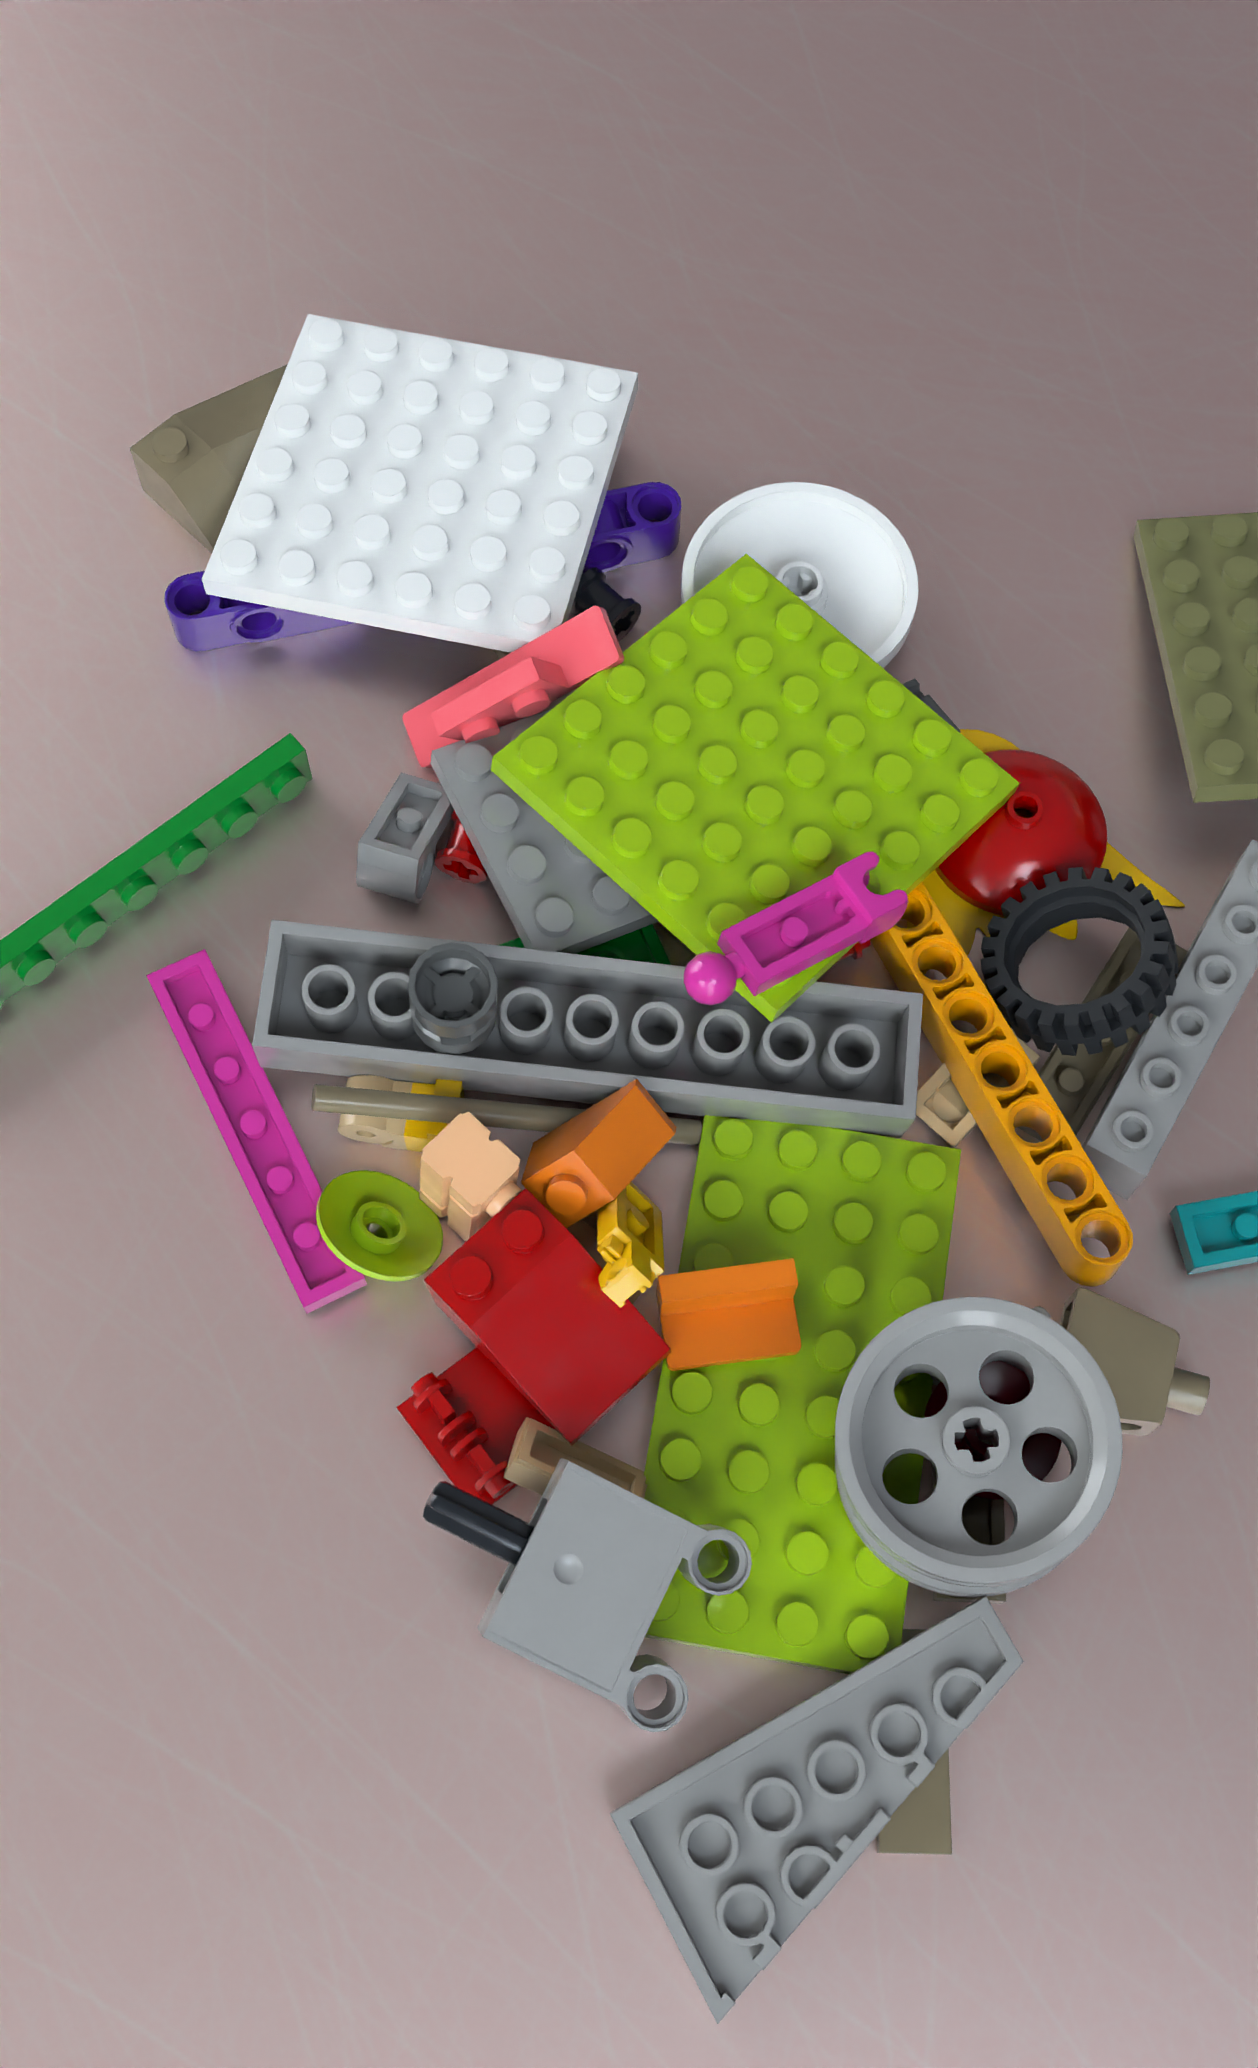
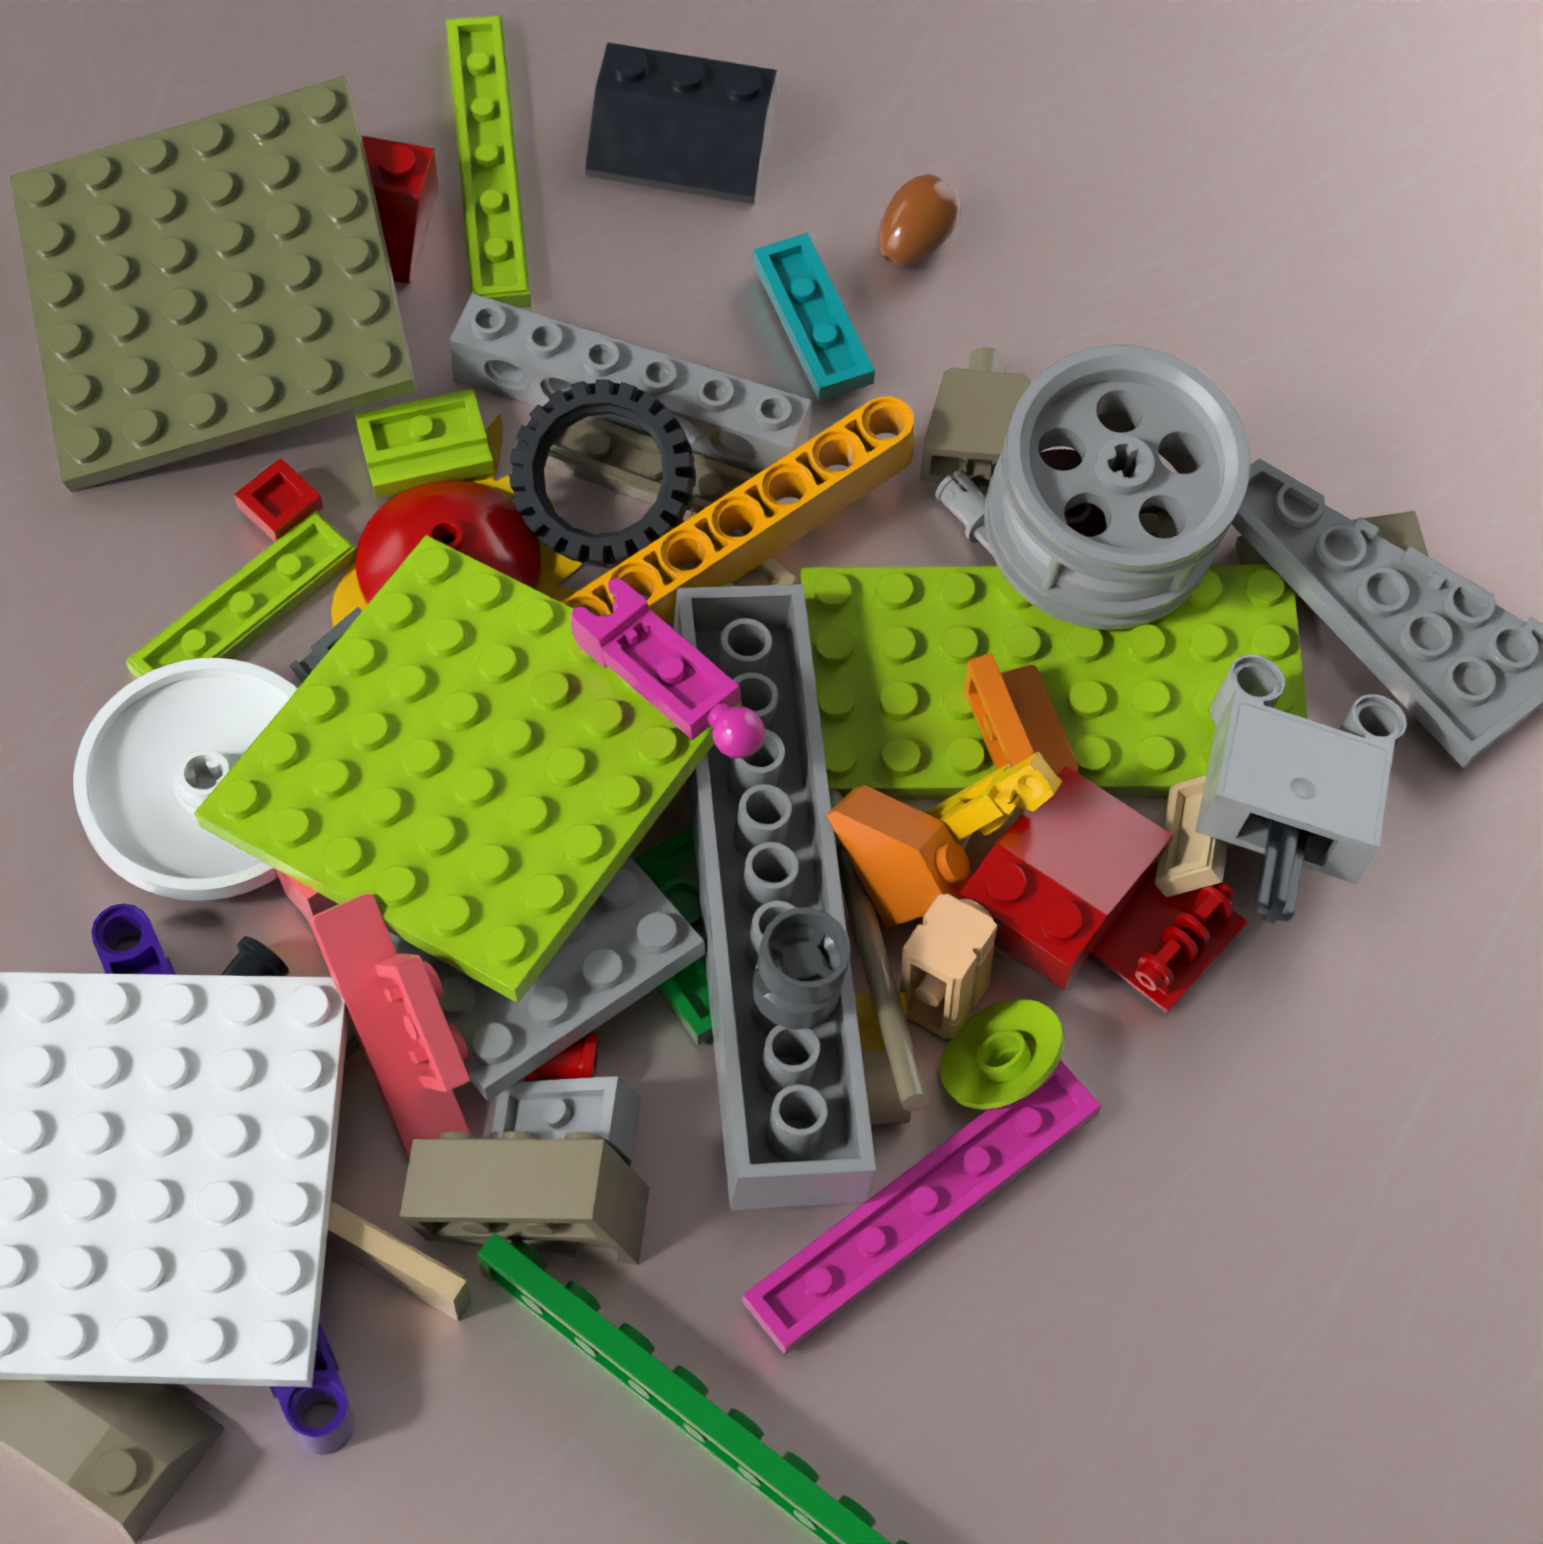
camera: 100 degrees left, 5 degrees down
(319, 679) = (397, 1262): none -> tan tile
(336, 790) = (525, 1190): none -> dark tan wedge
(991, 659) = (252, 598): none -> lime tile
(1096, 691) = (278, 499): none -> red plate
(1150, 823) = (424, 442): none -> lime plate

